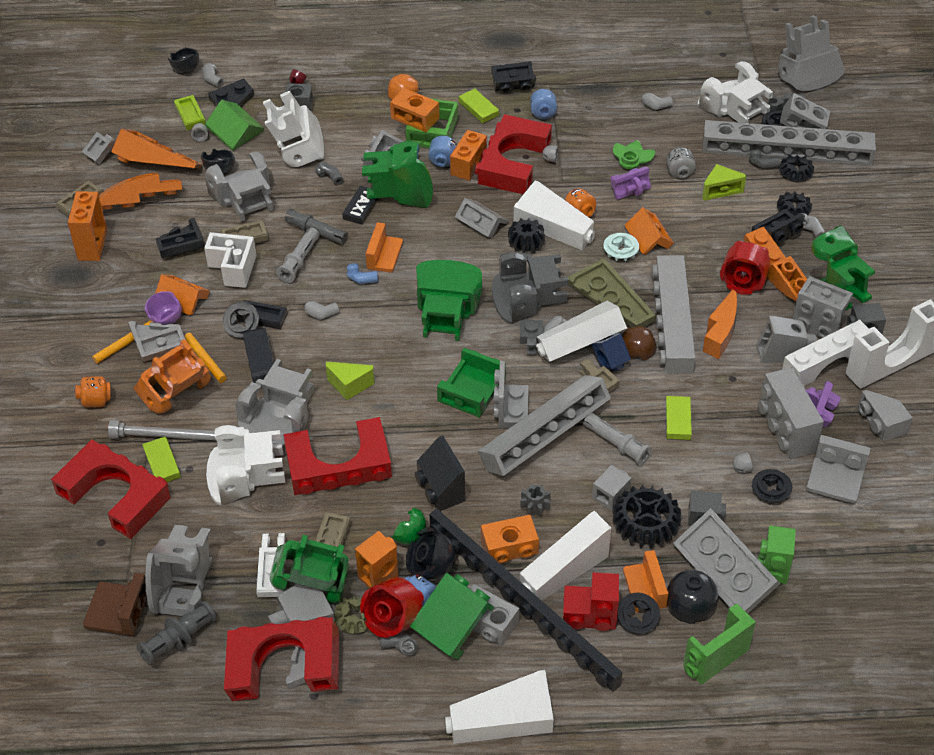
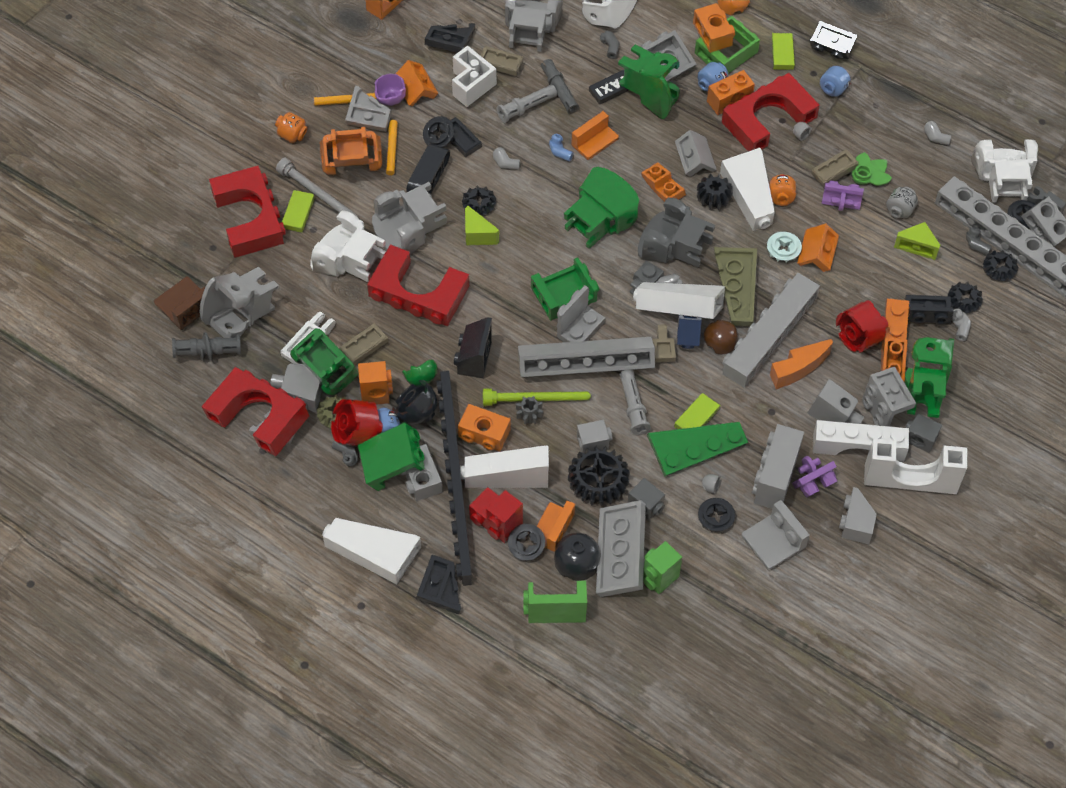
camera: 35 degrees right, 10 degrees up
(316, 357) = (488, 200): none -> black gear
(470, 252) = (661, 182): none -> orange slope
(490, 510) = (492, 397): none -> lime piece
(596, 704) = (440, 585): none -> black wing
(604, 166) = (835, 167): none -> dark tan plate
(699, 443) = (693, 445): none -> green wing

